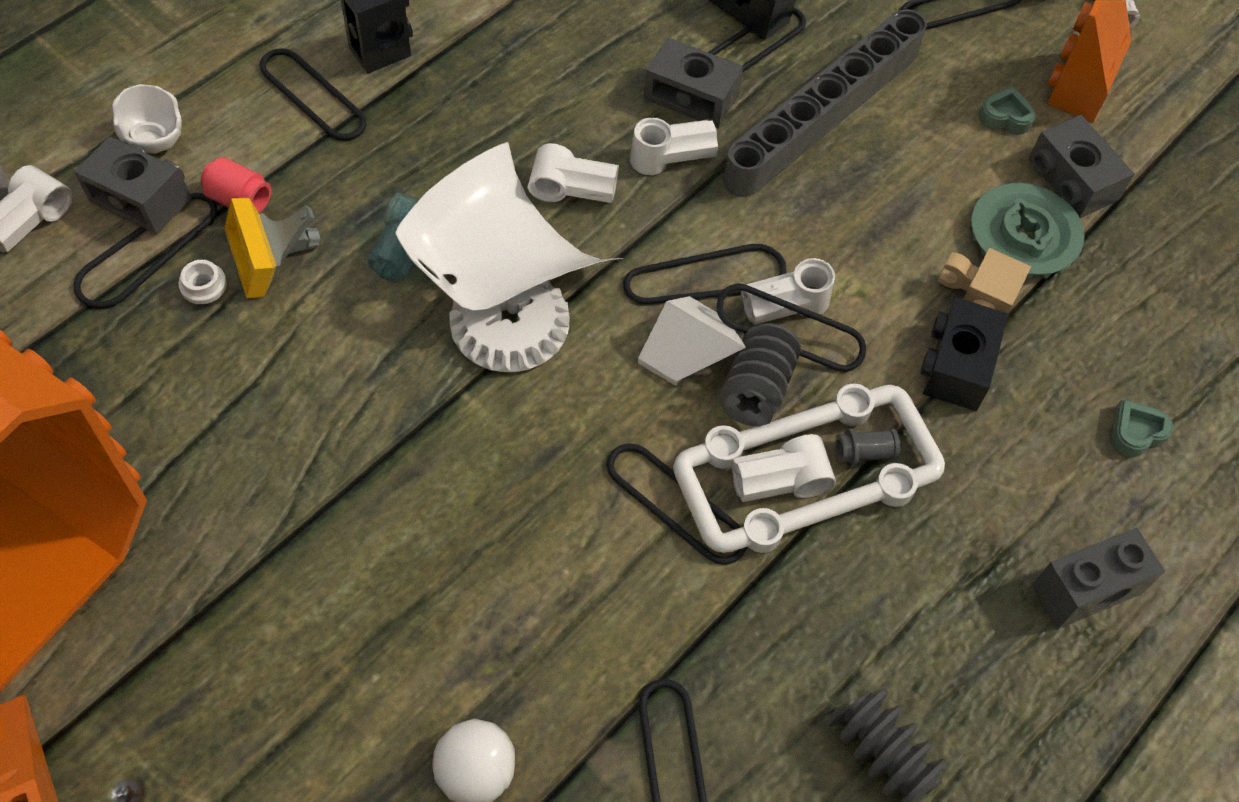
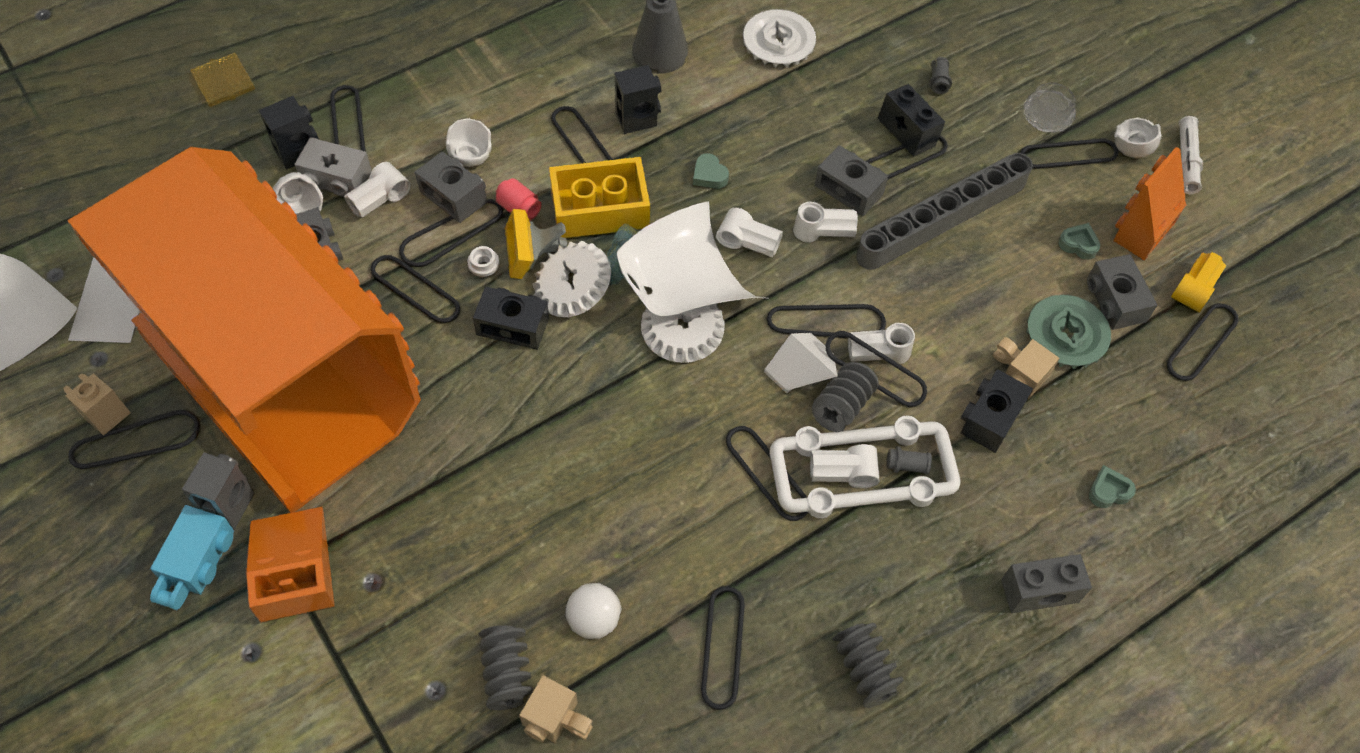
camera: 15 degrees right, 0 degrees up
(132, 370) = (407, 298): none -> black piece
(283, 367) = (524, 329): none -> black brick
(353, 161) = (600, 196): none -> yellow brick
(364, 278) = (590, 279): none -> white gear
(499, 105) = (709, 172): none -> sand green tile
(1171, 141) = (1198, 285): none -> yellow piece
(1213, 218) = (1213, 350): none -> black piece

